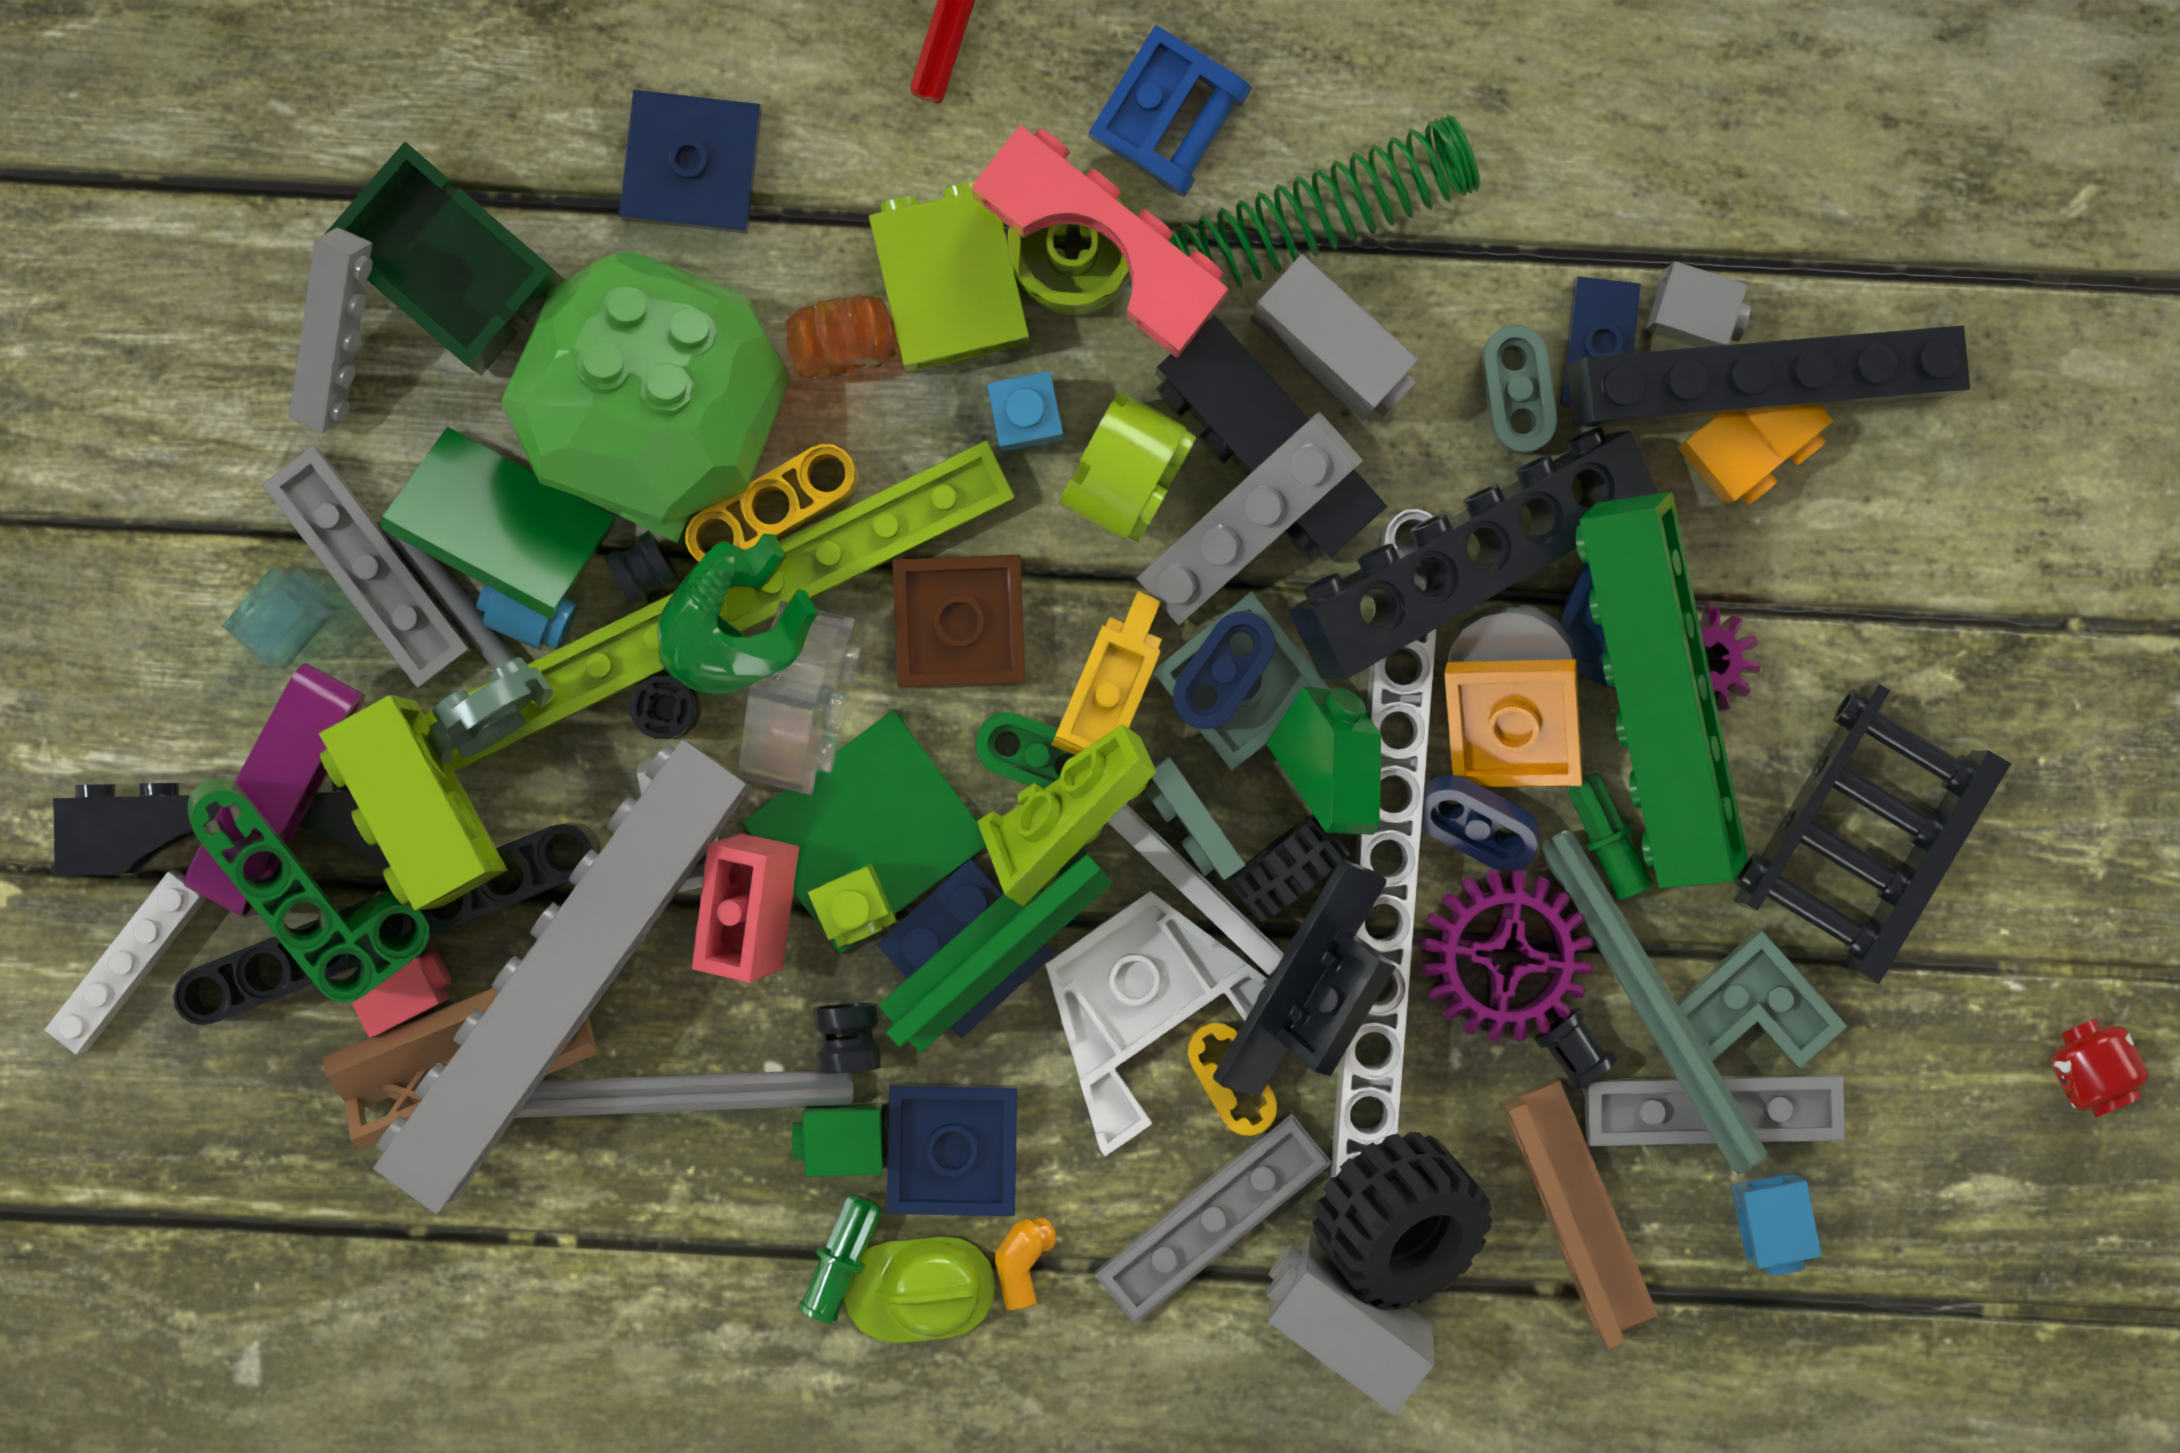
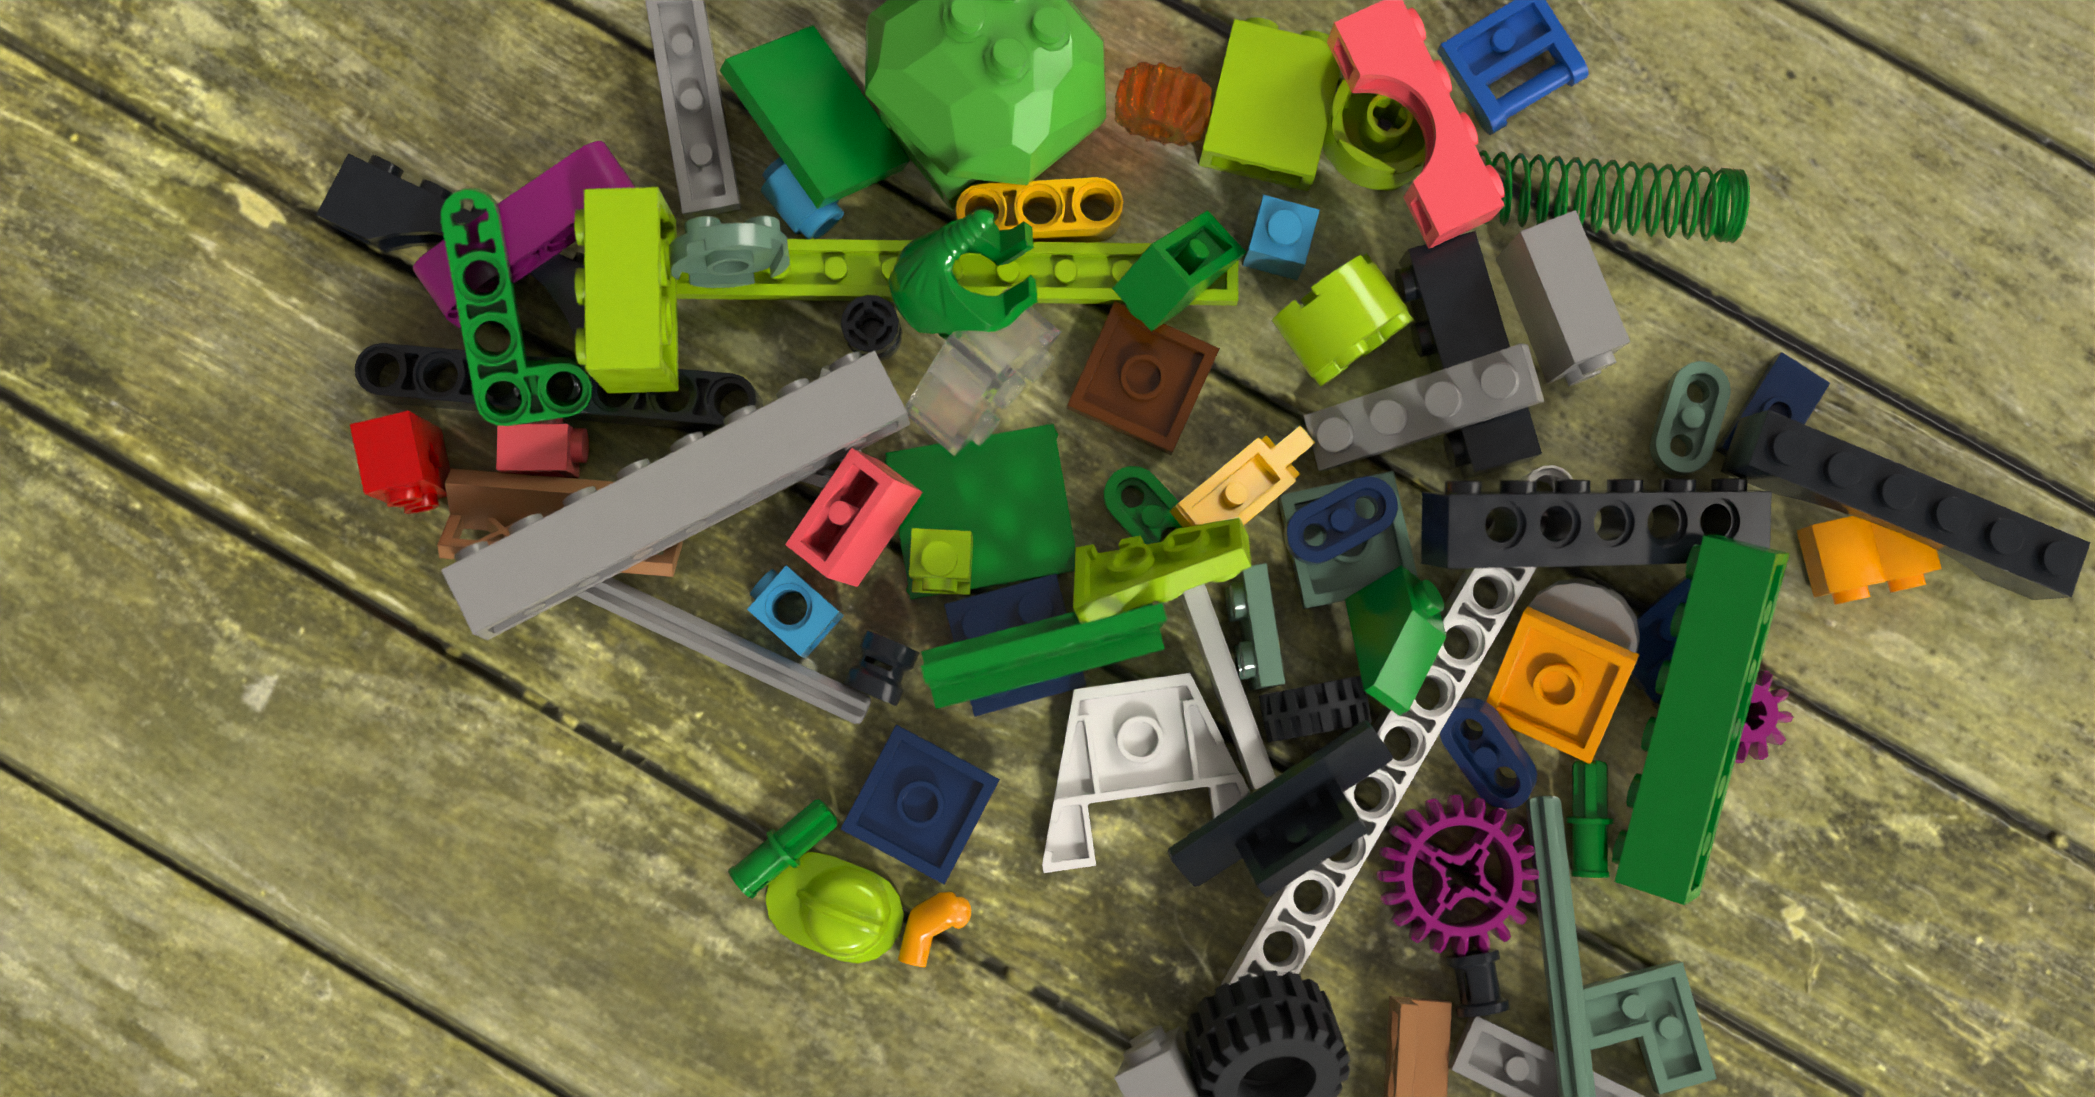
camera: 20 degrees right, 5 degrees down
(125, 963) = (336, 317): white piece -> none
(273, 1077) = (402, 461): none -> red brick
(280, 616) = (604, 103): clear light blue brick -> none
(456, 603) = (745, 152): light grey bar -> none
(643, 570) = (909, 210): black wheel -> none
(761, 1024) = (815, 625): none -> dark azure brick
(840, 1140) = (833, 749): green brick -> none
(940, 500) = (1177, 270): none -> green slope
(1212, 1218) = (1106, 971): light grey tile -> none
(1222, 1097) = (1165, 869): yellow beam -> none
(1698, 307) = (1871, 419): light grey brick -> none
(1902, 888) = (1865, 955): black fence -> none

